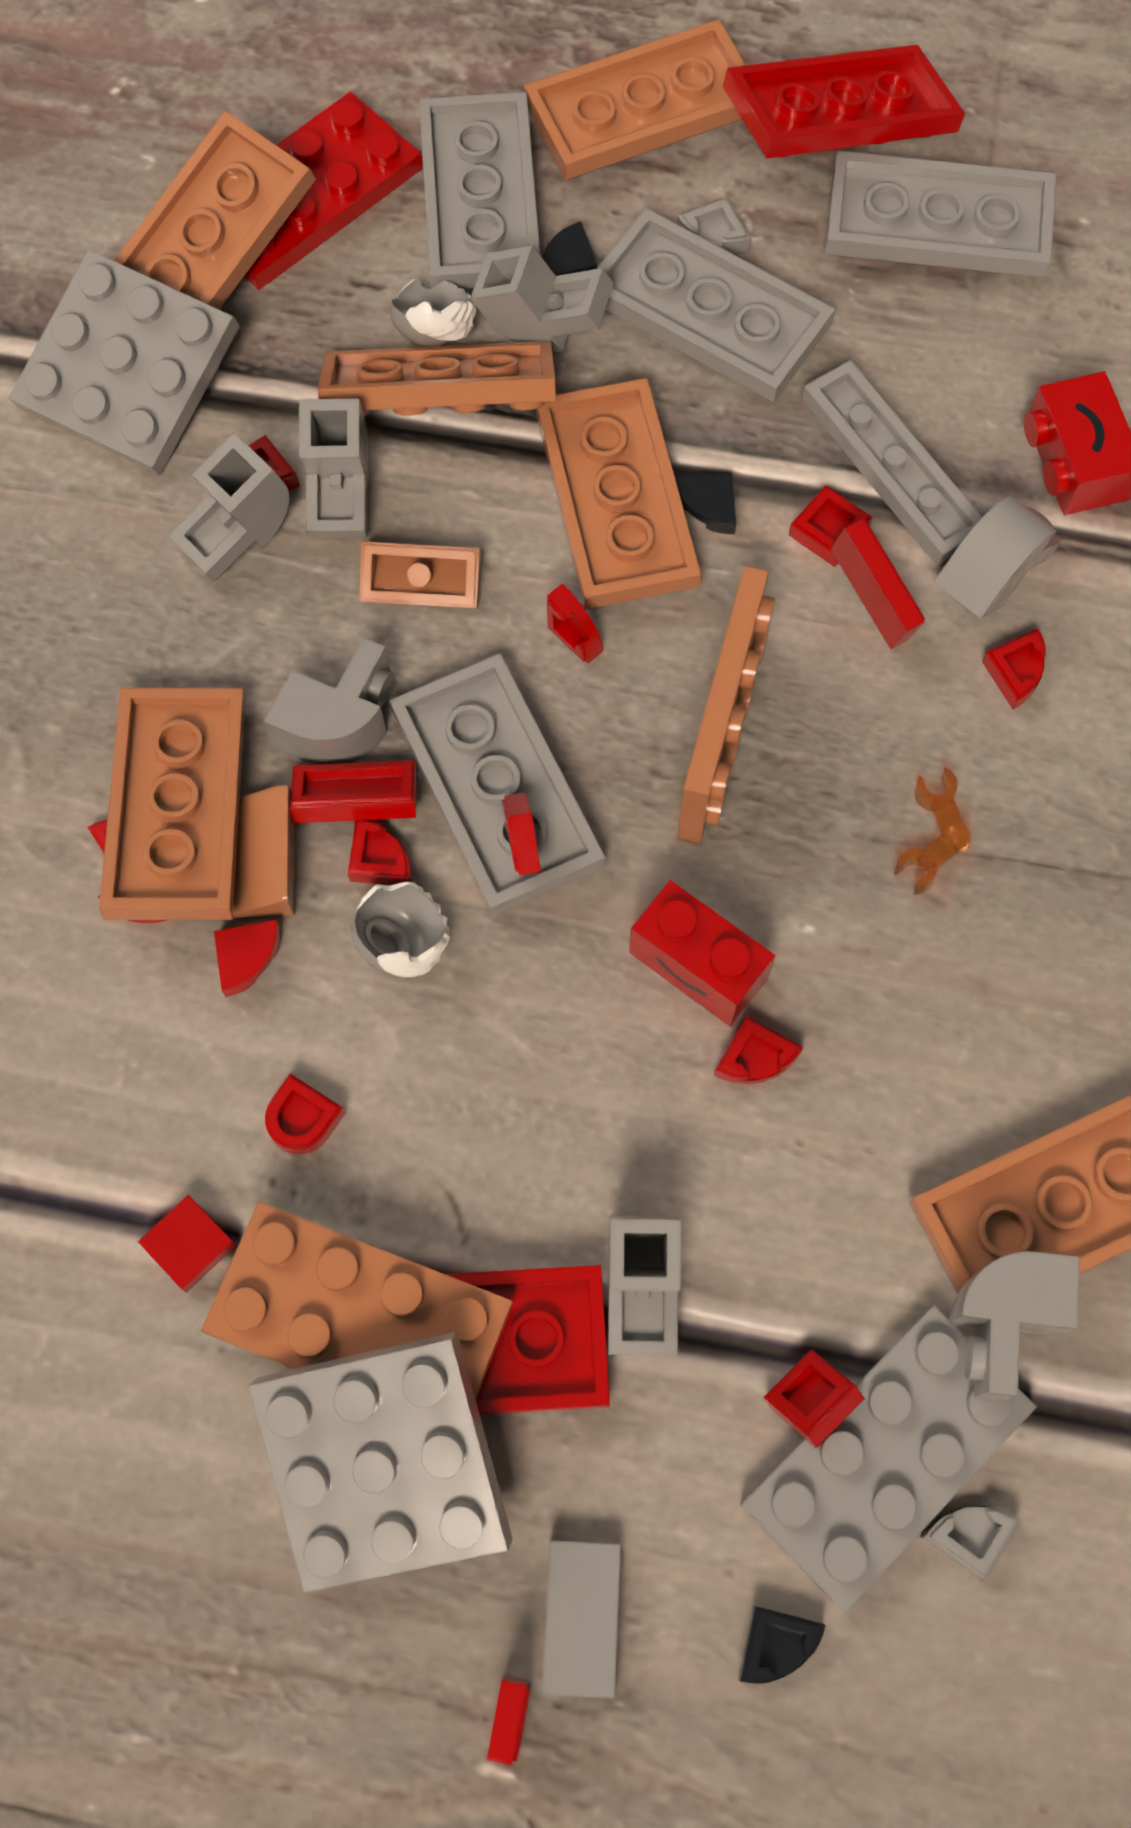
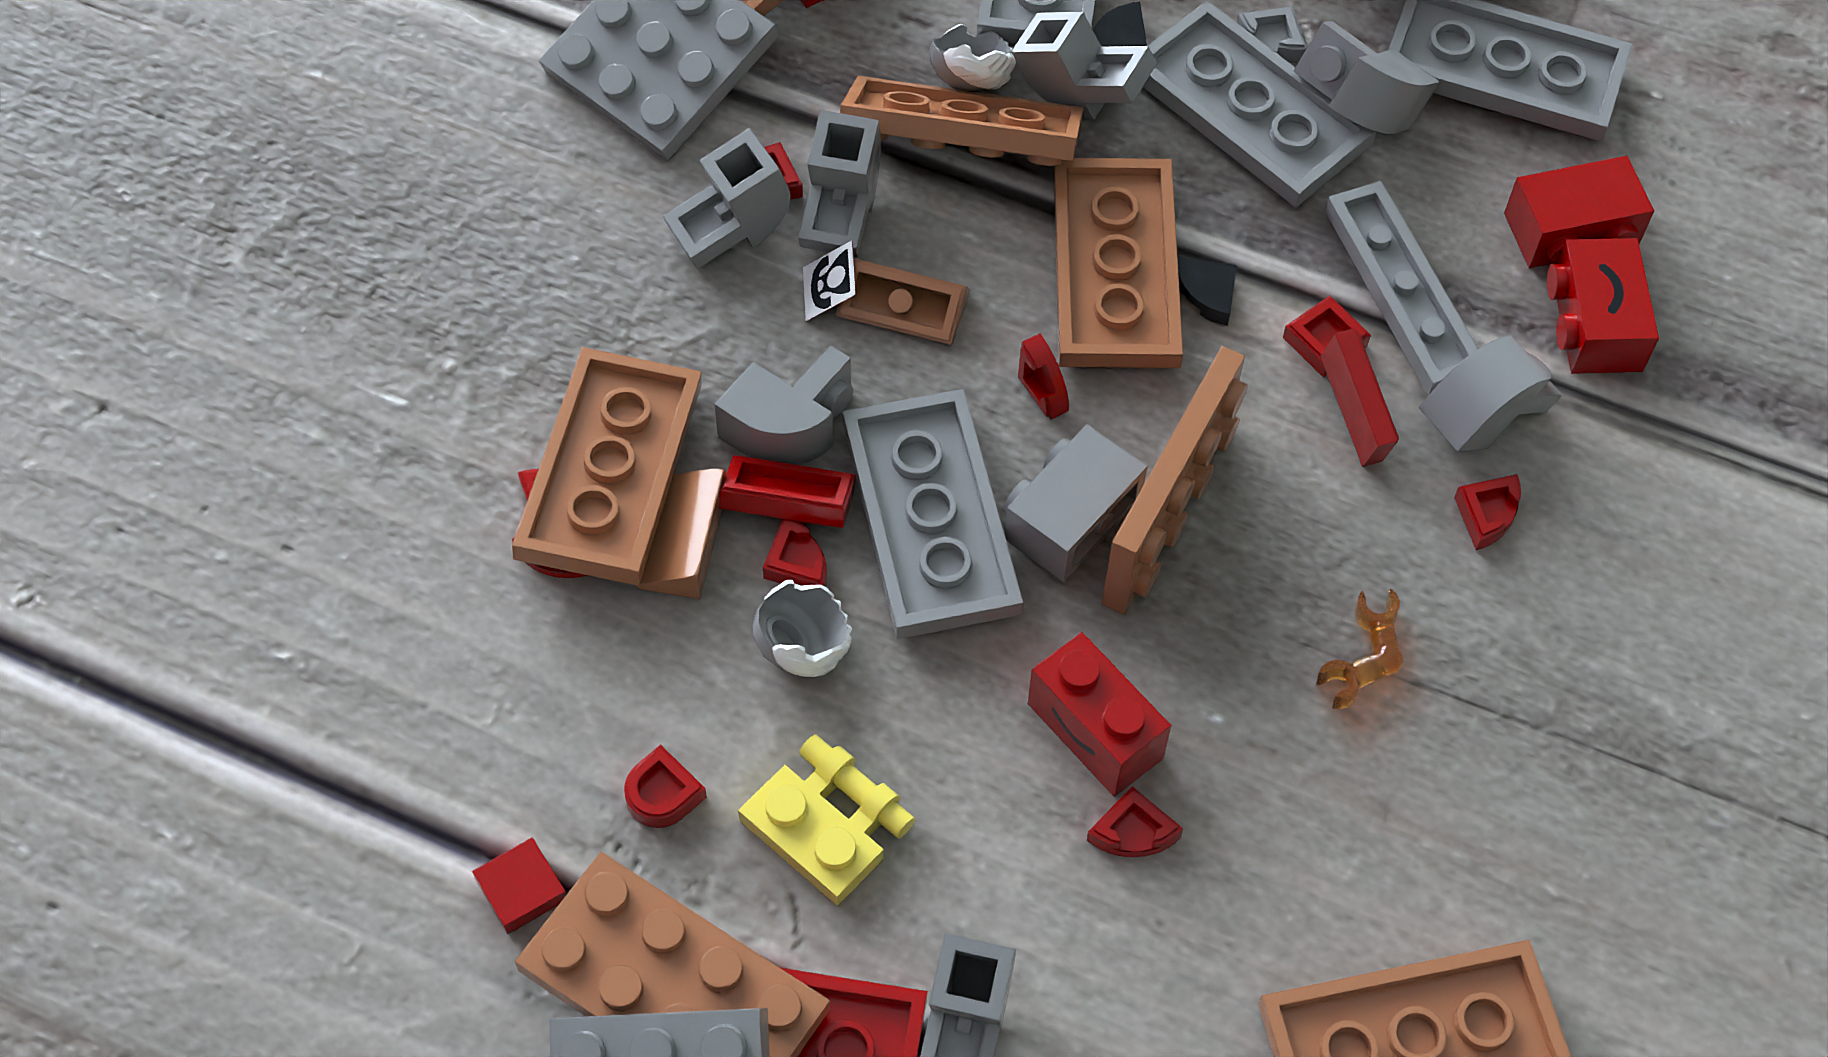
camera: 10 degrees right, 10 degrees down
(245, 954) = (643, 623): red tile -> none
(345, 568) = (829, 281): none -> sticker
(455, 1128) = (812, 833): none -> light yellow plate
(521, 833) = (943, 560): red tile -> none
(630, 745) = (1073, 501): none -> light grey brick
(817, 266) = (1365, 86): none -> light grey brick
(1037, 349) = (1576, 203): none -> red brick

